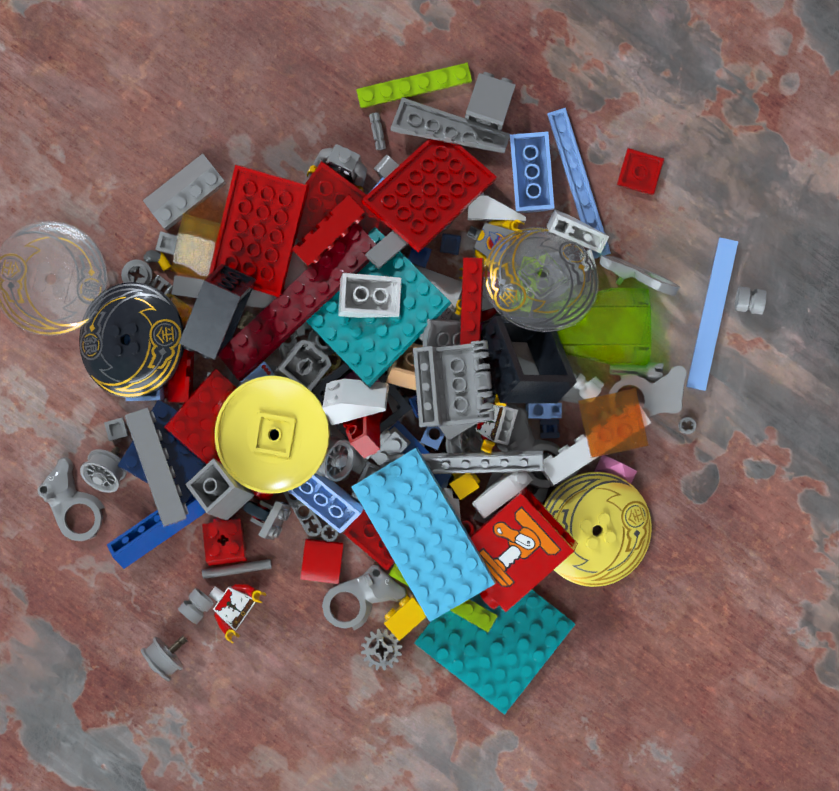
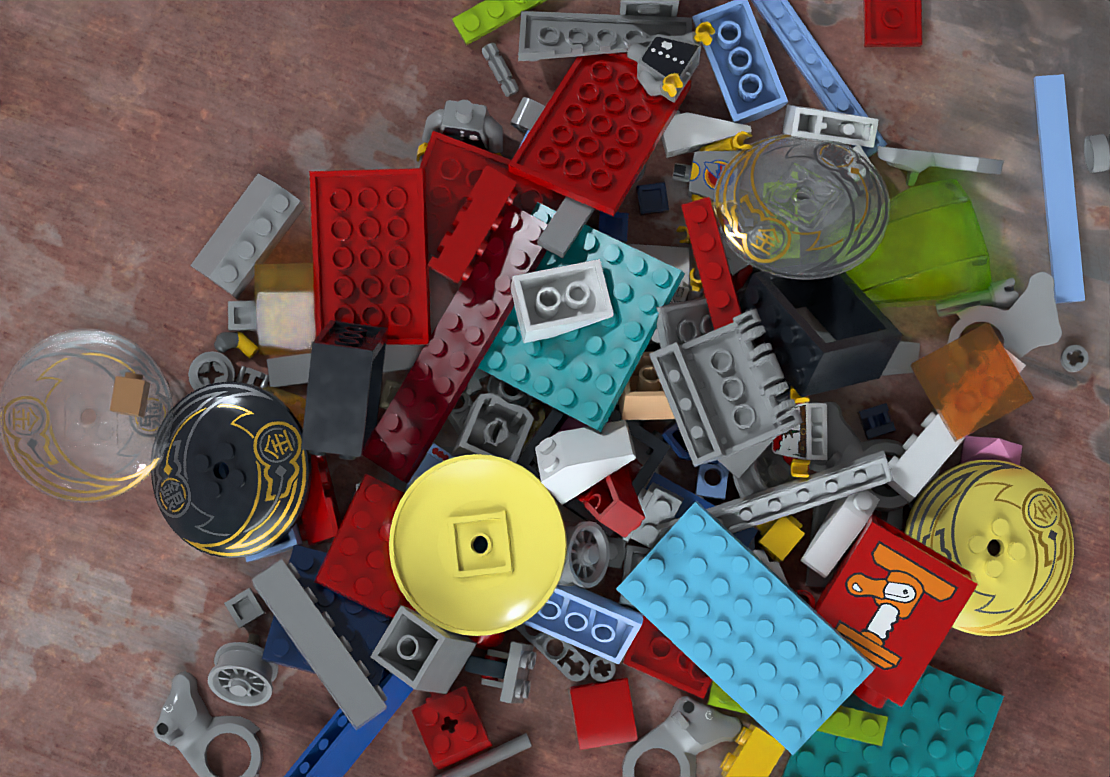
camera: 15 degrees left, 5 degrees down
(81, 274) = (130, 395): none -> medium nougat brick
(485, 160) = (669, 61): none -> torso
(544, 410) = (860, 396): light blue leg -> none
(588, 389) = (918, 345): white piece -> none

